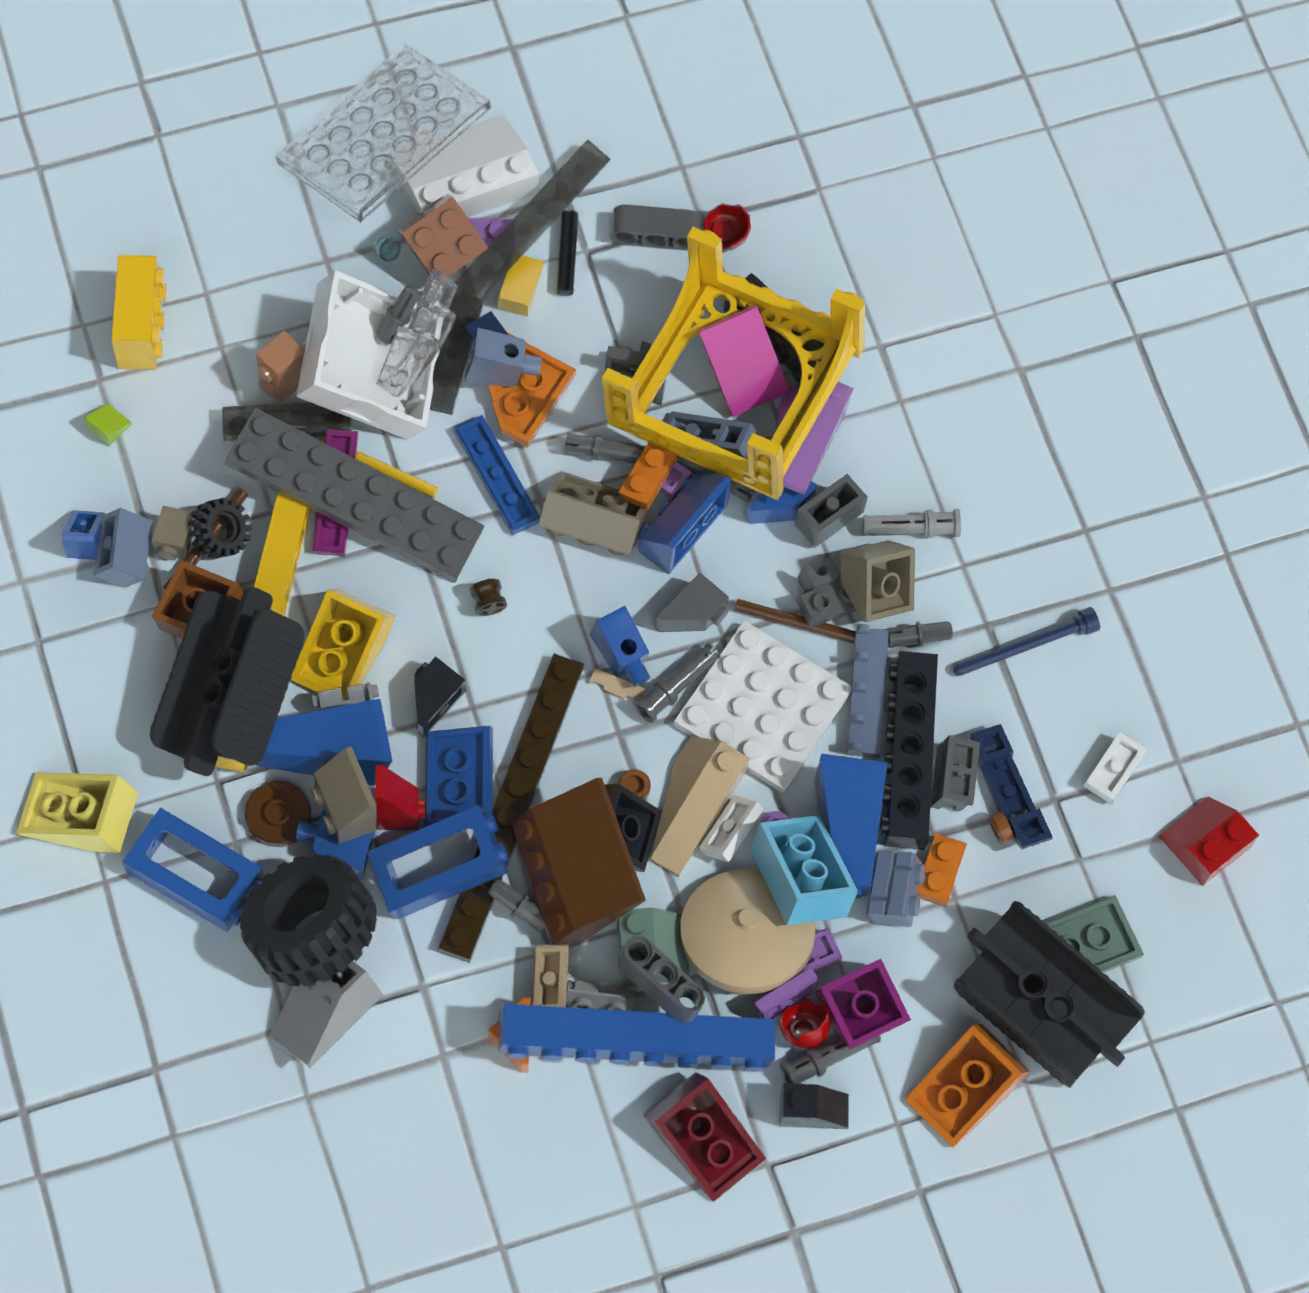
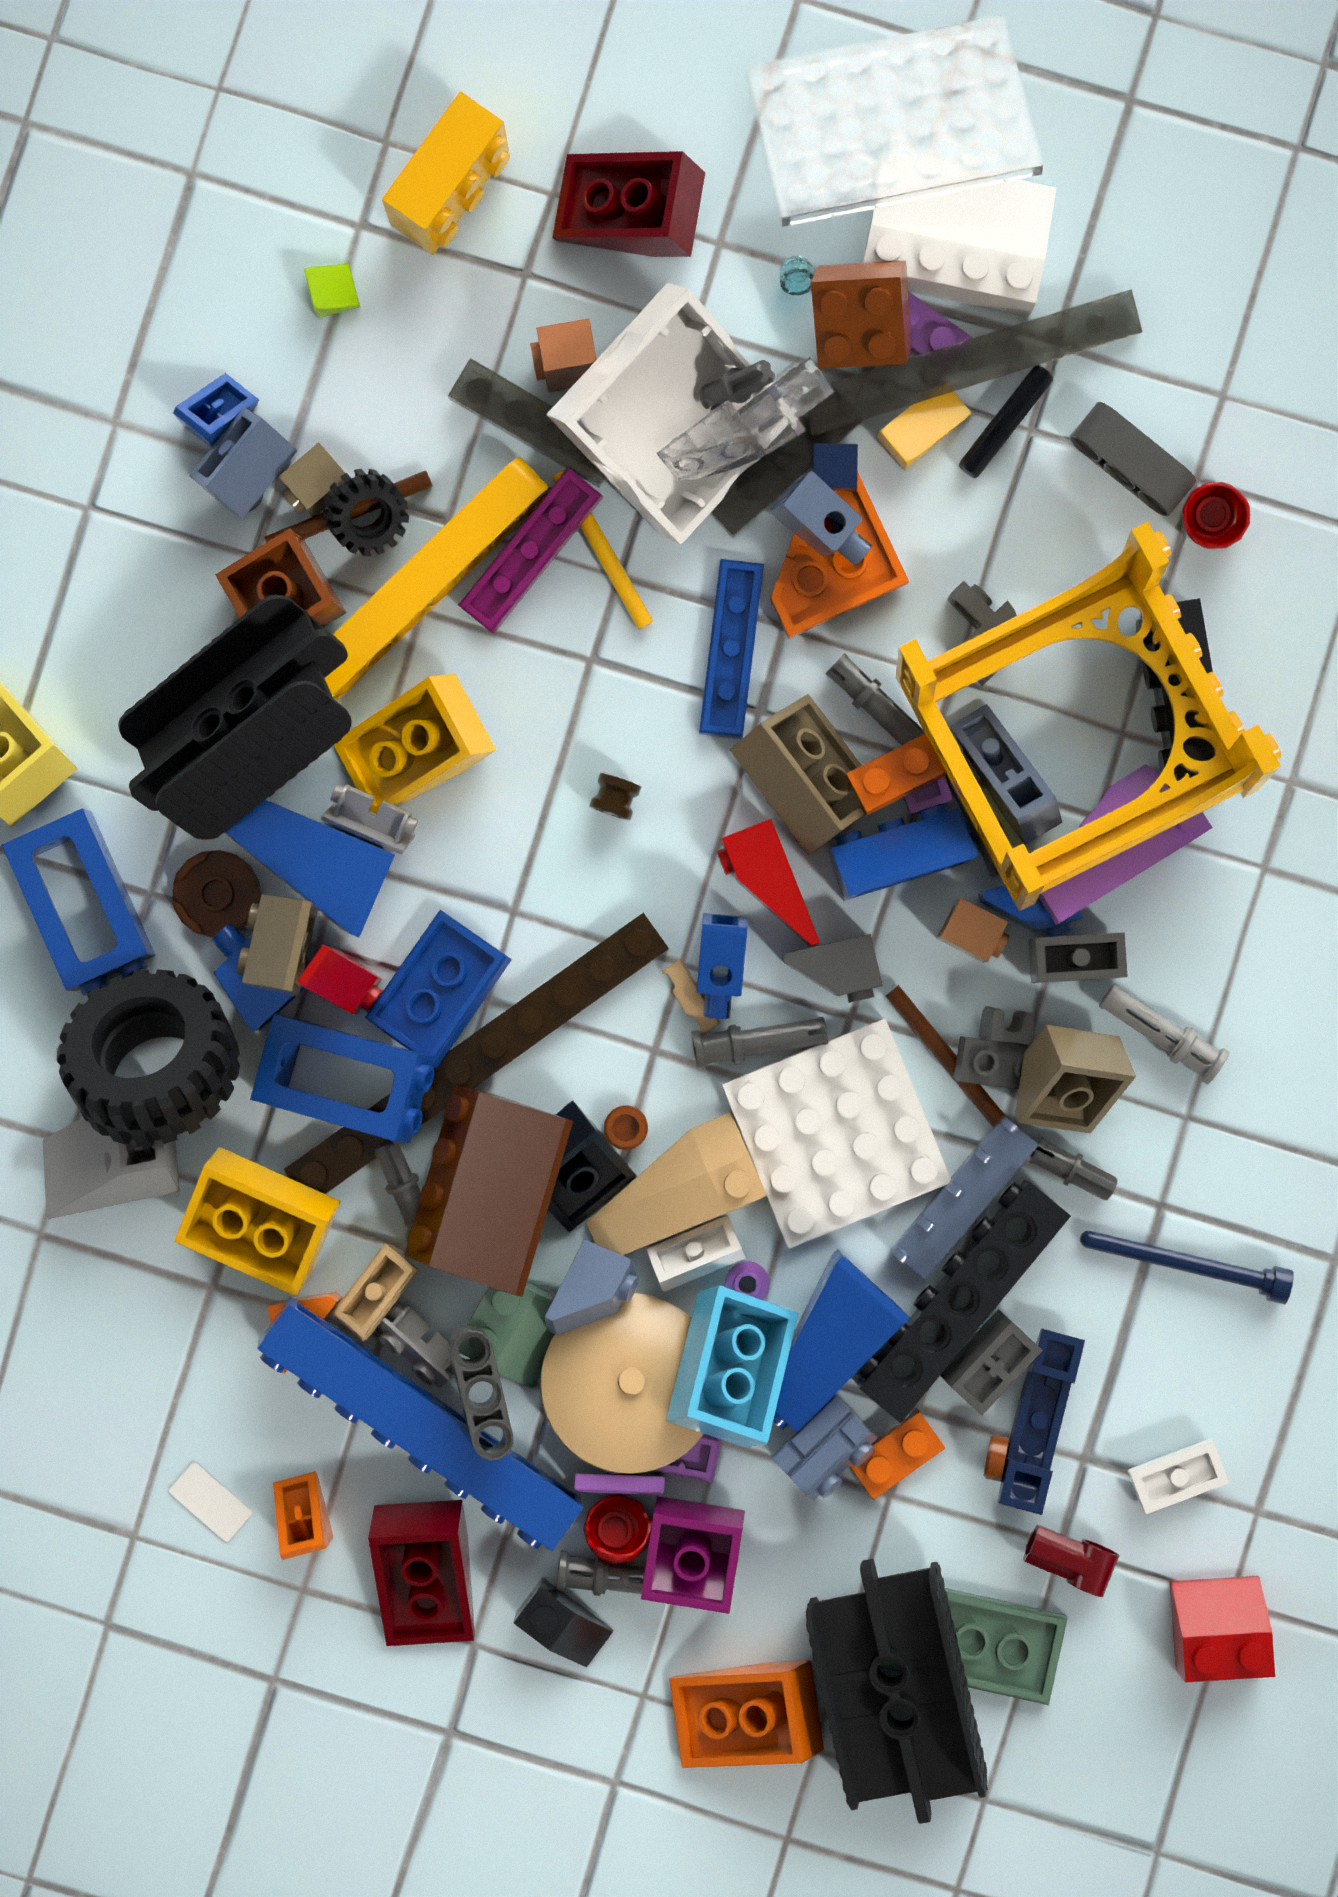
camera: 45 degrees right, 20 degrees up
(258, 266) = (630, 202): none -> dark red slope
(354, 494) = (544, 571): dark grey plate -> none
(435, 693) = (475, 871): black slope -> none
(446, 982) = (257, 1221): none -> yellow brick
(535, 1190) = (210, 1502): none -> white sticker
(601, 1152) = (301, 1516): none -> orange slope
(614, 584) = (764, 871): none -> red slope
(684, 884) = (591, 1289): none -> sand blue slope
(743, 360) = (1107, 707): dark pink tile -> none
(759, 537) = (974, 931): none -> medium nougat brick
(1098, 855) = (1081, 1563): none -> dark red piece

